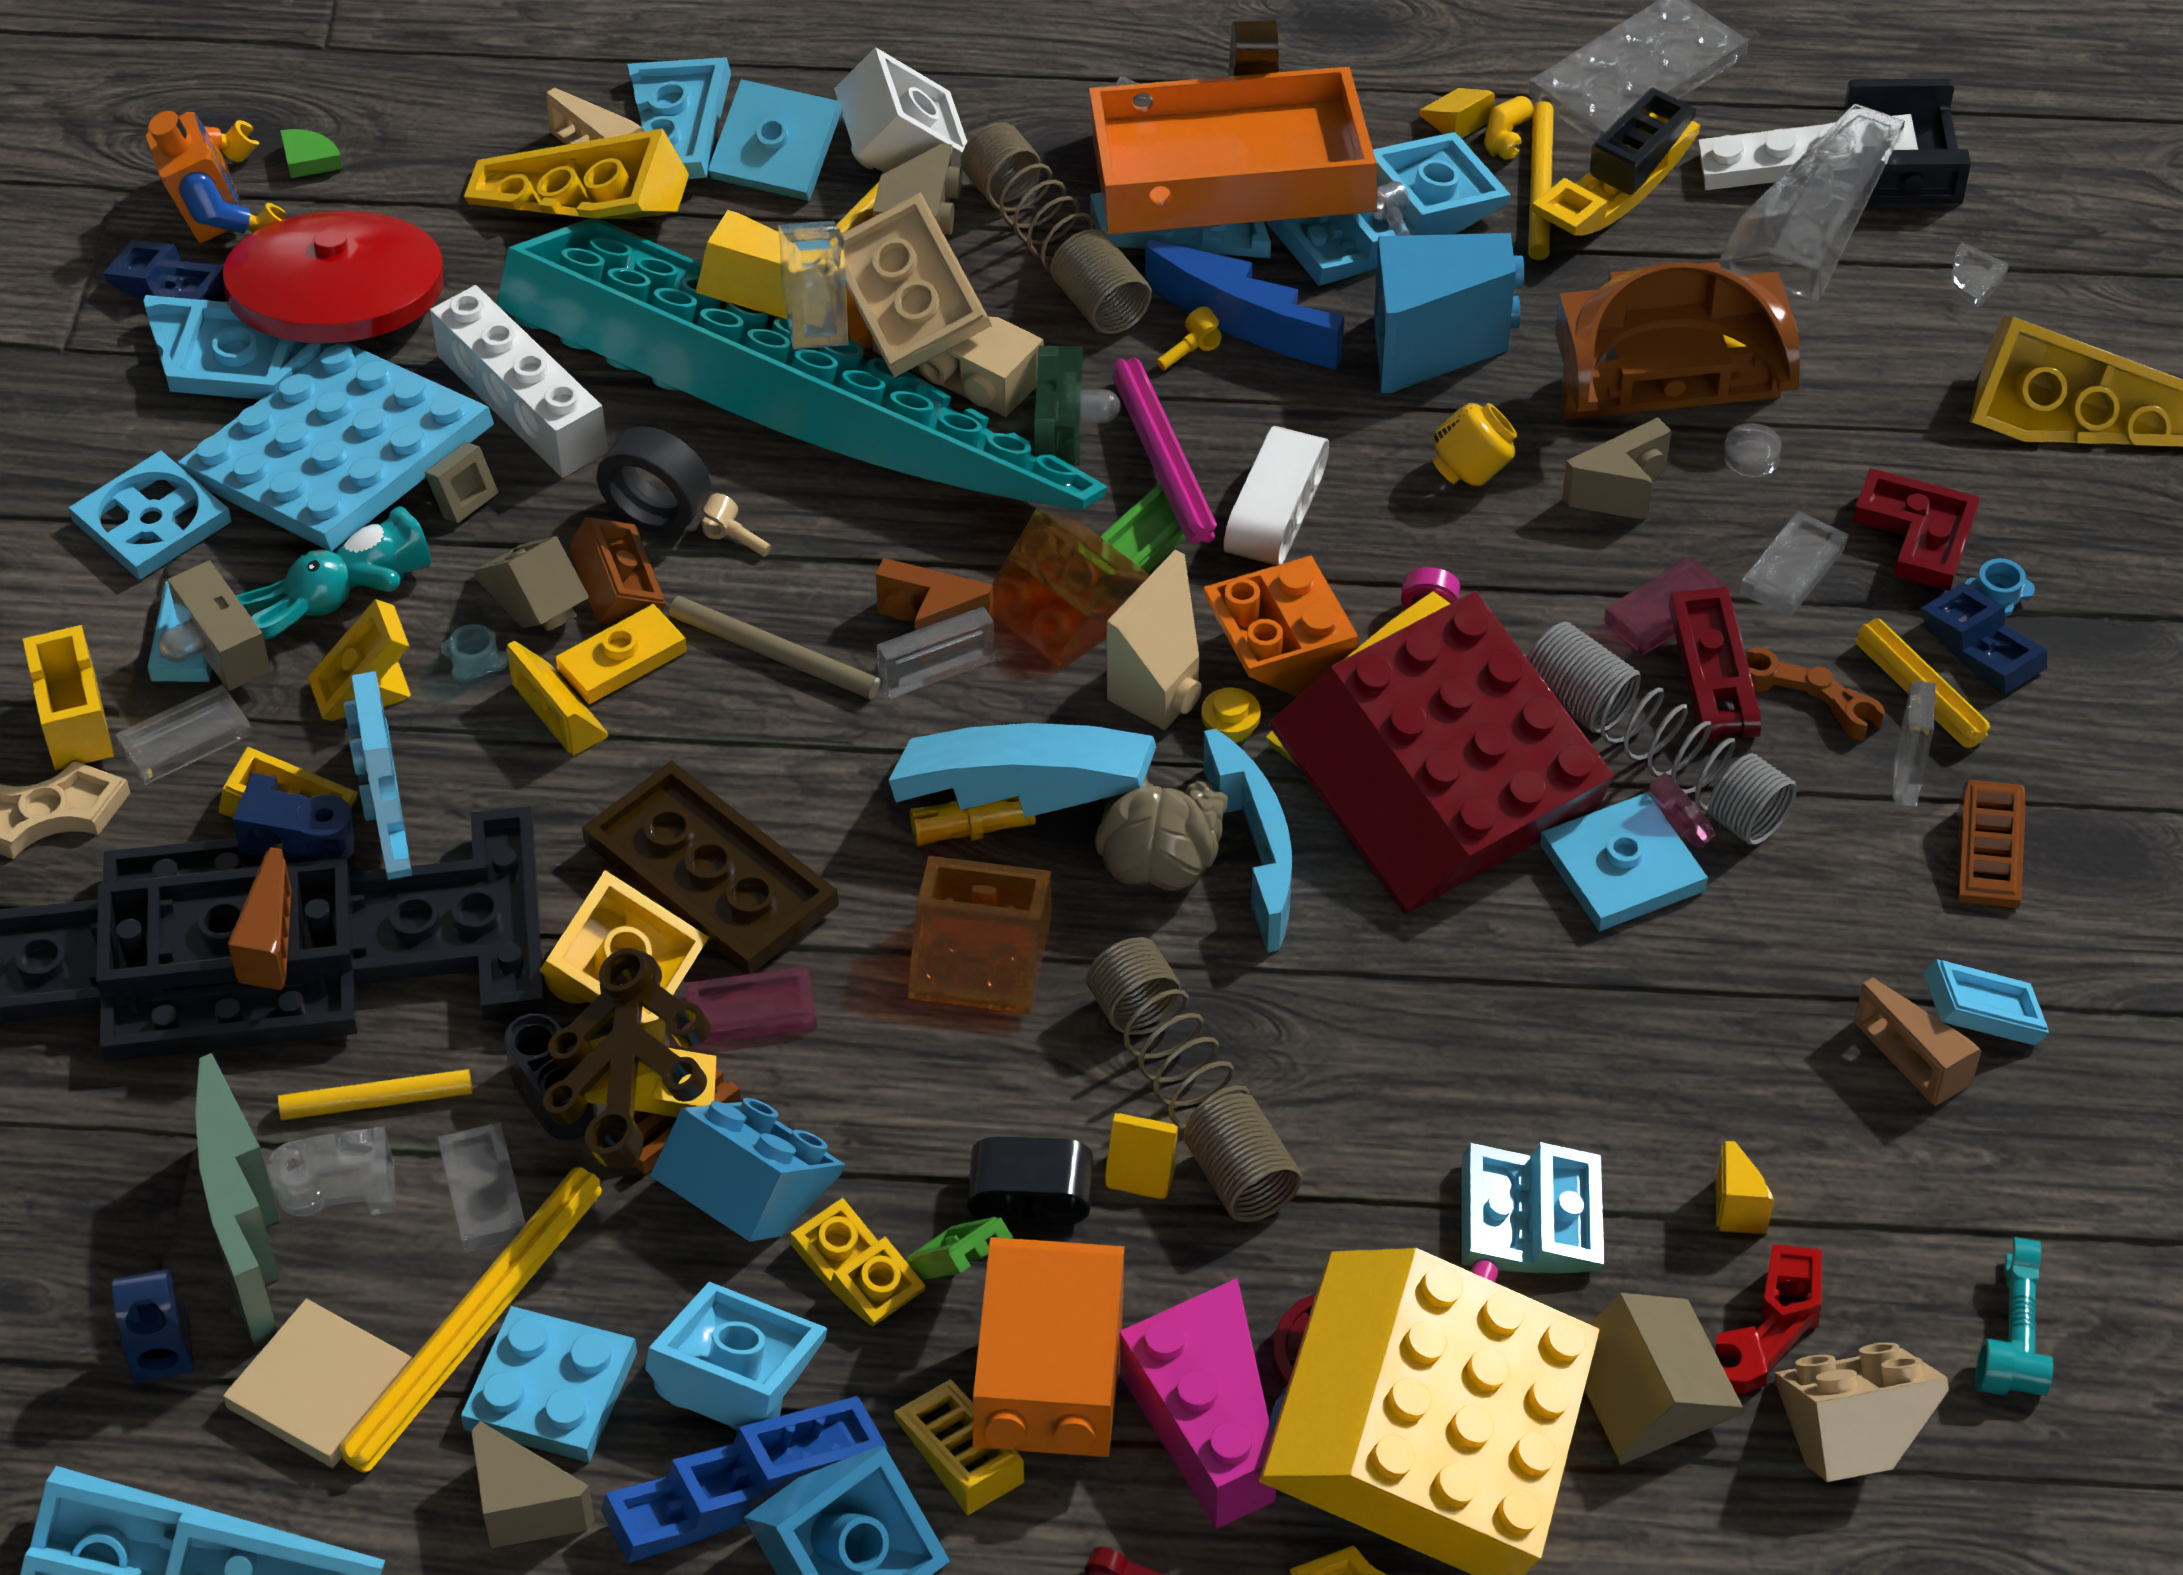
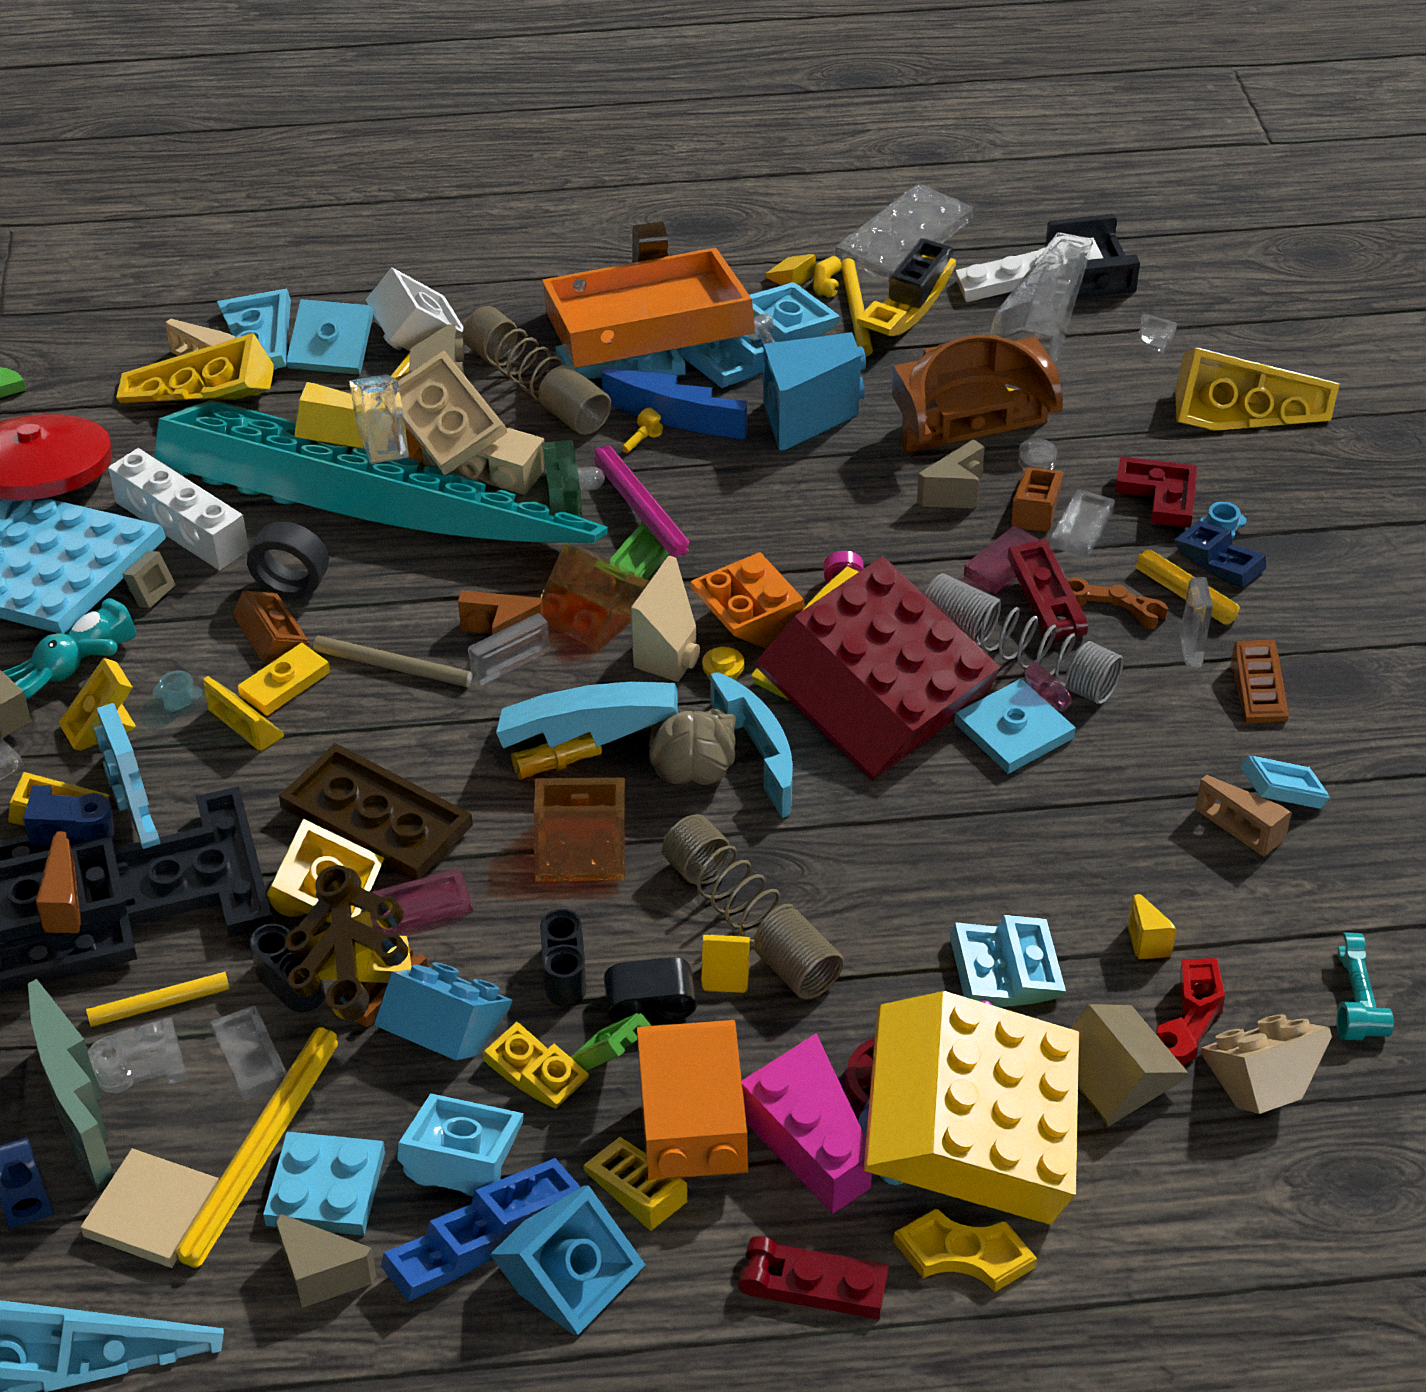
camera: 10 degrees left, 5 degrees down
(534, 583) = (214, 639): dark tan slope -> none
(719, 521) = (337, 584): tan hand -> none
(922, 1115) = (563, 957): none -> black beam
(1276, 495) = (724, 520): white beam -> none
(1474, 444) = (852, 472): yellow head -> none
(1733, 523) = (1036, 499): none -> dark orange slope

